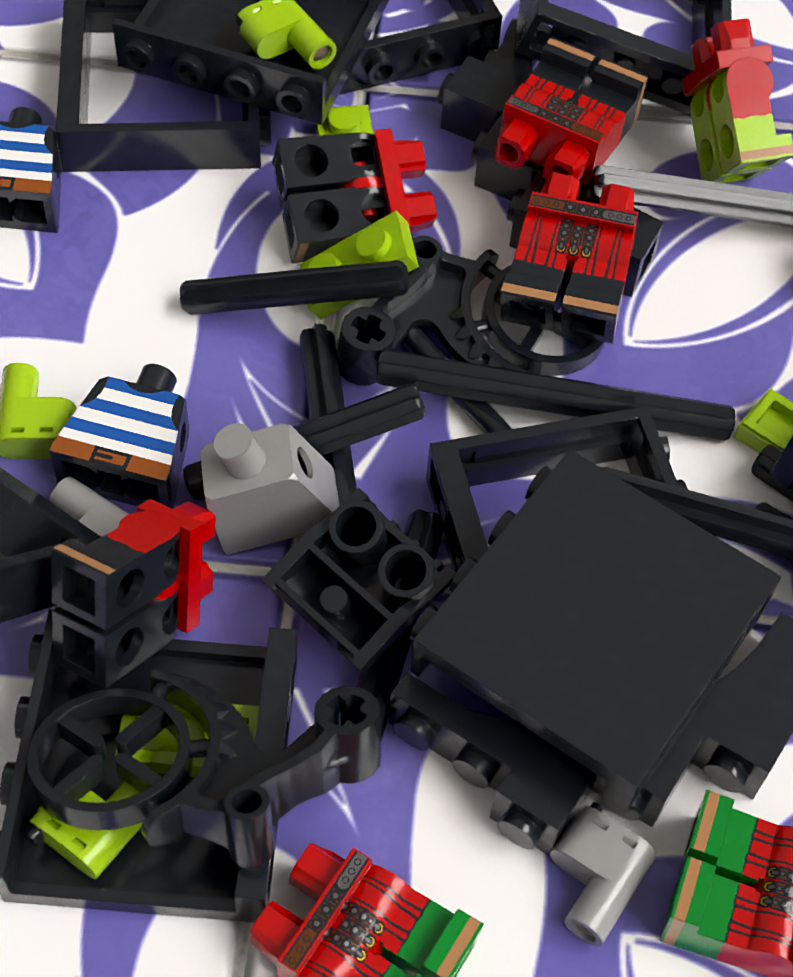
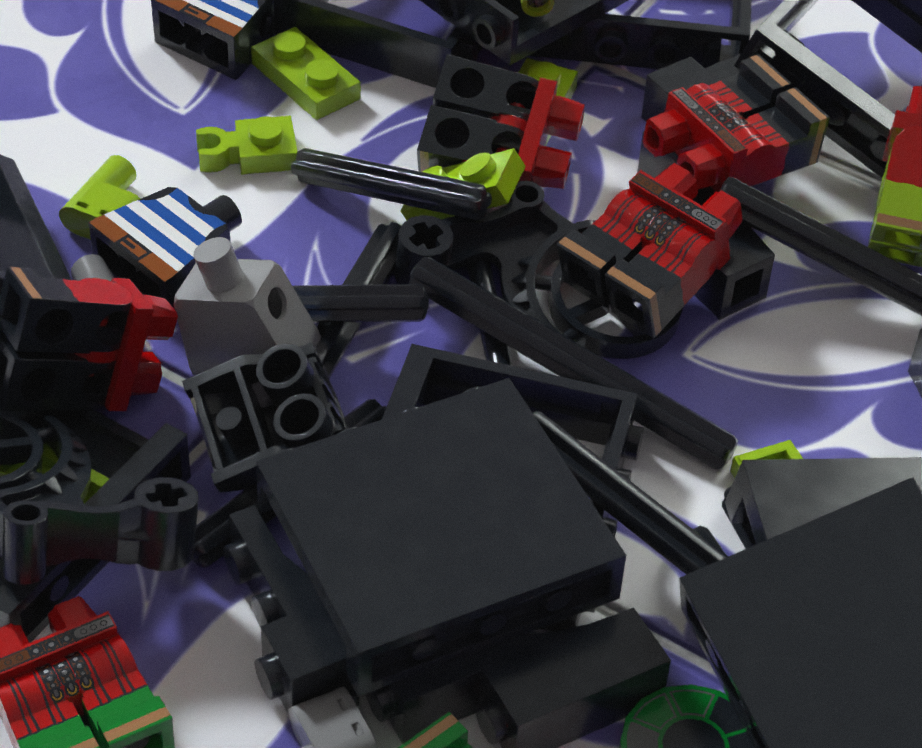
camera: 30 degrees right, 10 degrees down
(122, 200) = (306, 73): none -> lime plate
(128, 293) = (256, 144): none -> lime plate

